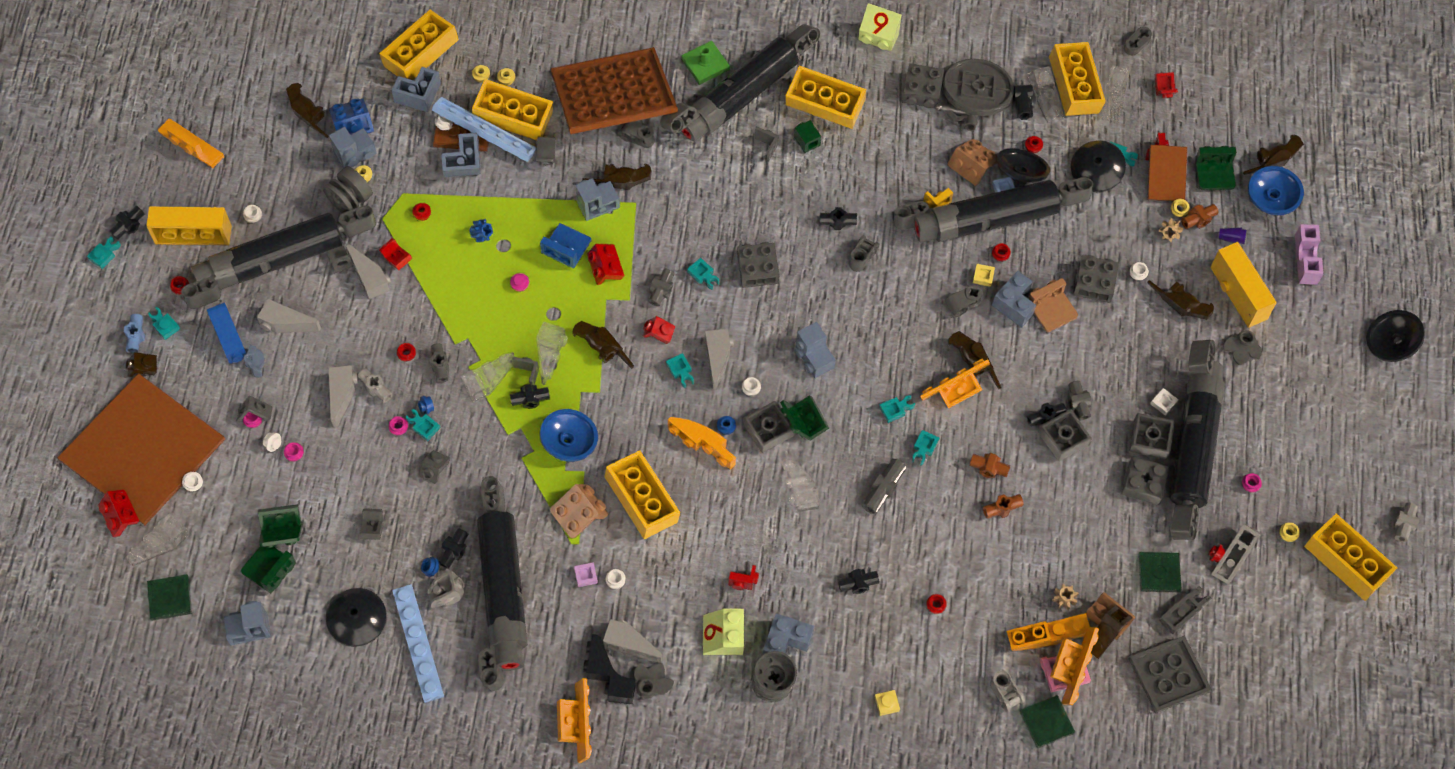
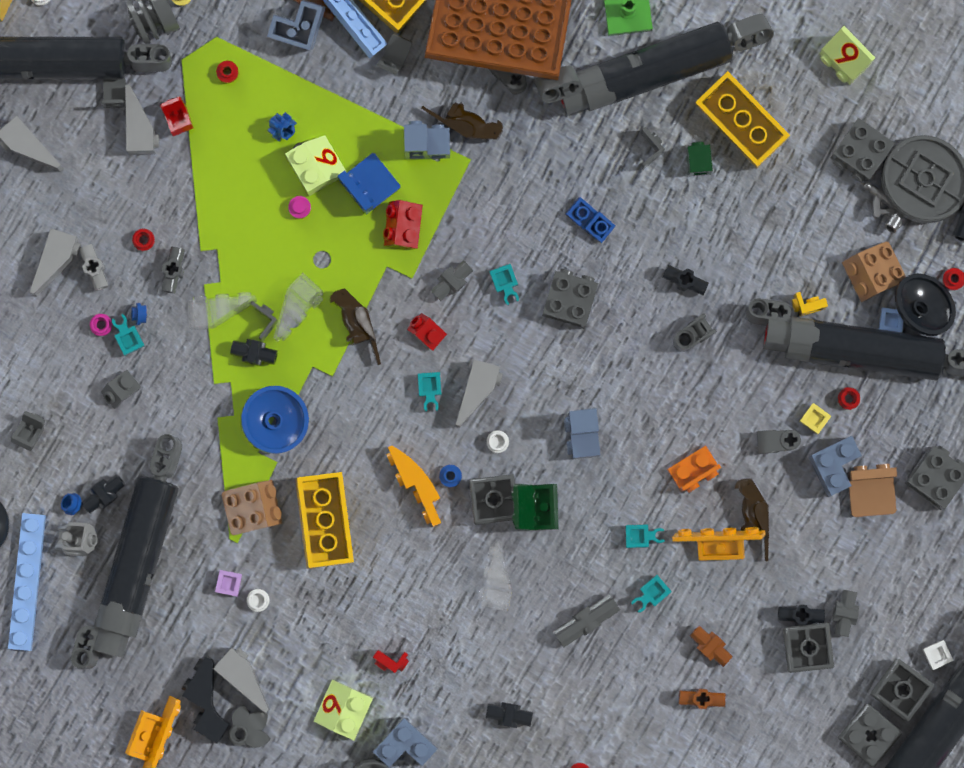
camera: 20 degrees right, 20 degrees up
(517, 249) = (315, 164): none -> yellowish green slope
(745, 208) = (590, 220): none -> blue slope
(911, 346) = (694, 469): none -> orange bracket

